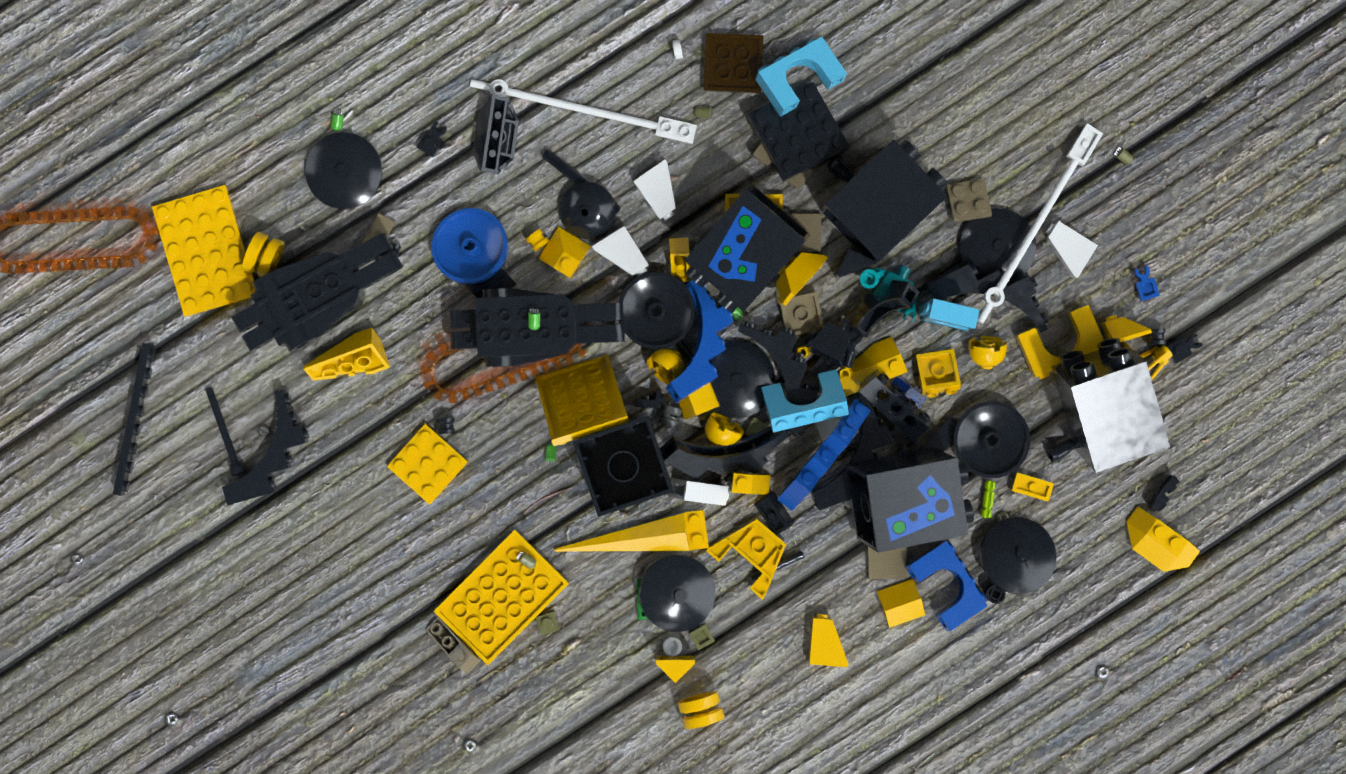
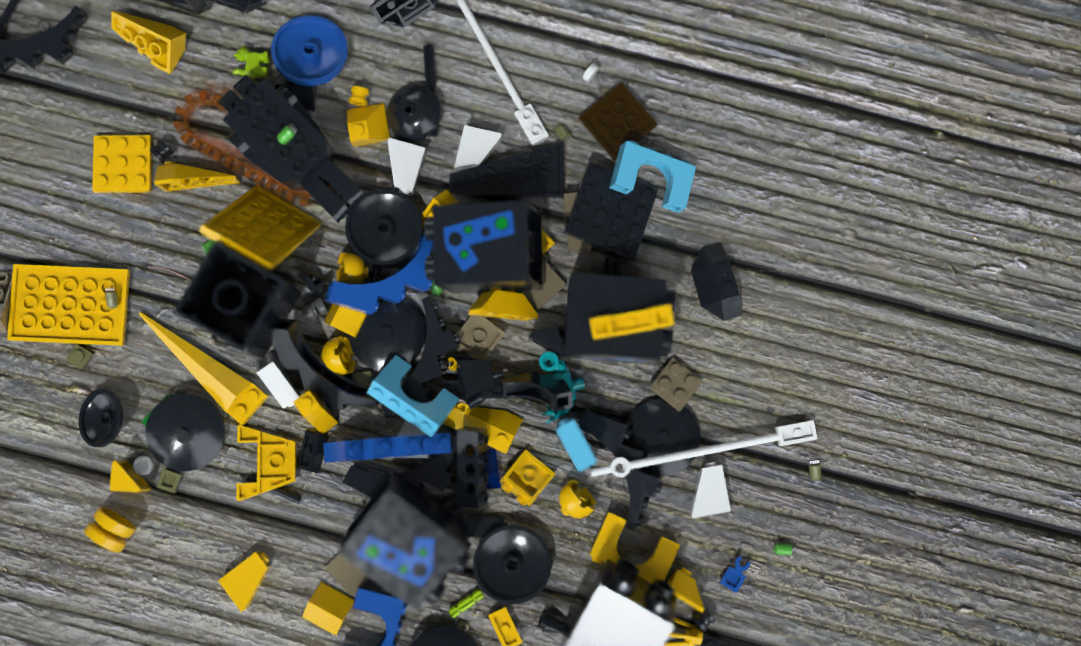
camera: 50 degrees right, 5 degrees down
(441, 298) = (254, 63): none -> lime animal
(480, 427) = (182, 177): none -> yellow wedge
(605, 651) = (101, 418): none -> black dish
(710, 172) = (522, 175): none -> black wing
(903, 192) = (632, 322): none -> yellow slope
(921, 101) = (716, 283): none -> black wedge
(1159, 232) = (783, 549): none -> bright green piece

